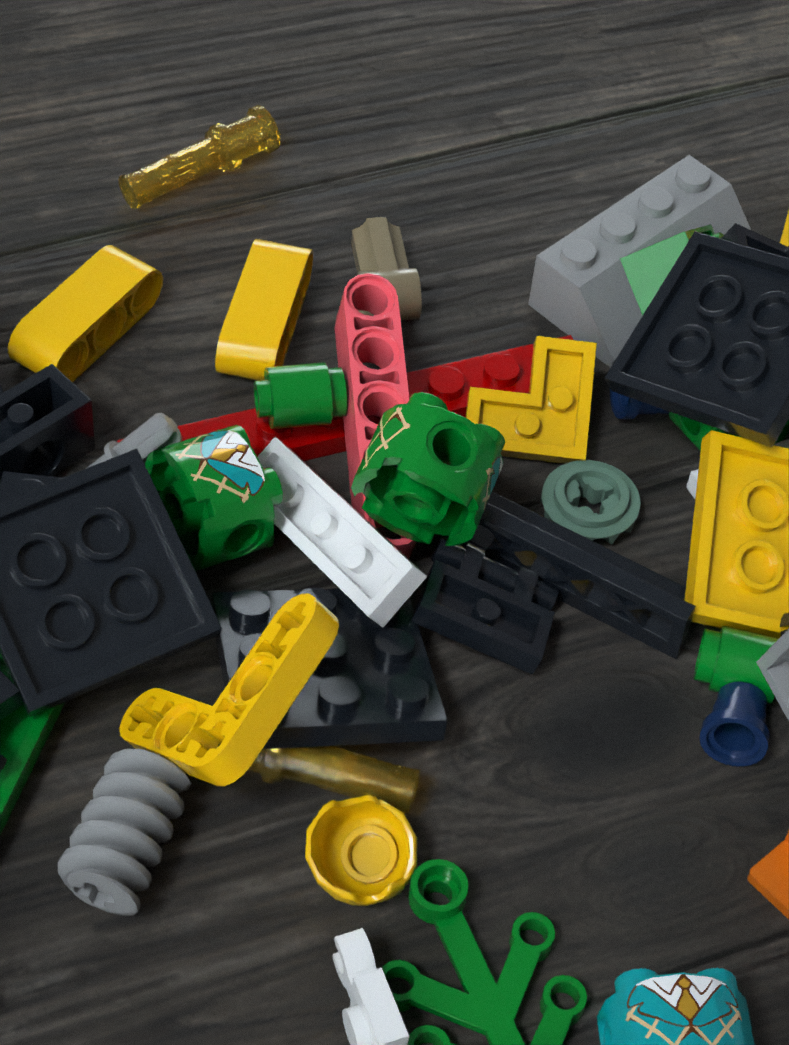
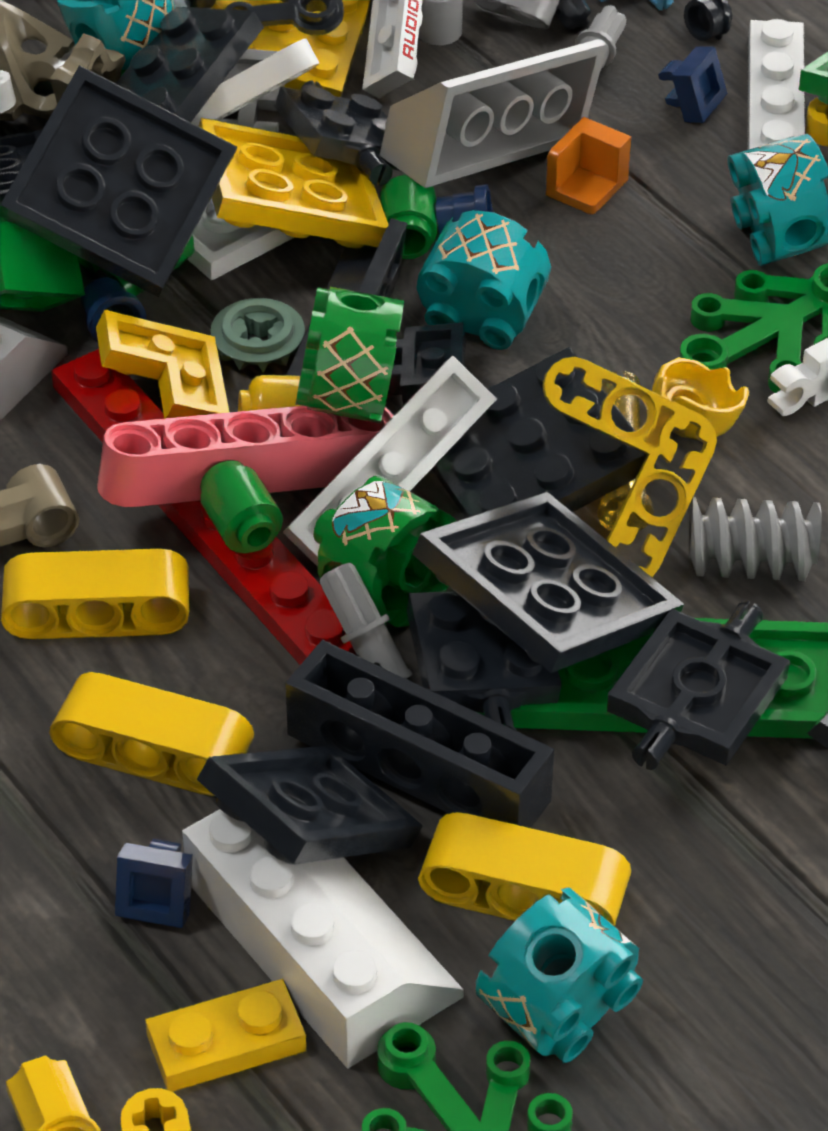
camera: 100 degrees left, 5 degrees down
(593, 681) = (483, 277): none -> teal brick

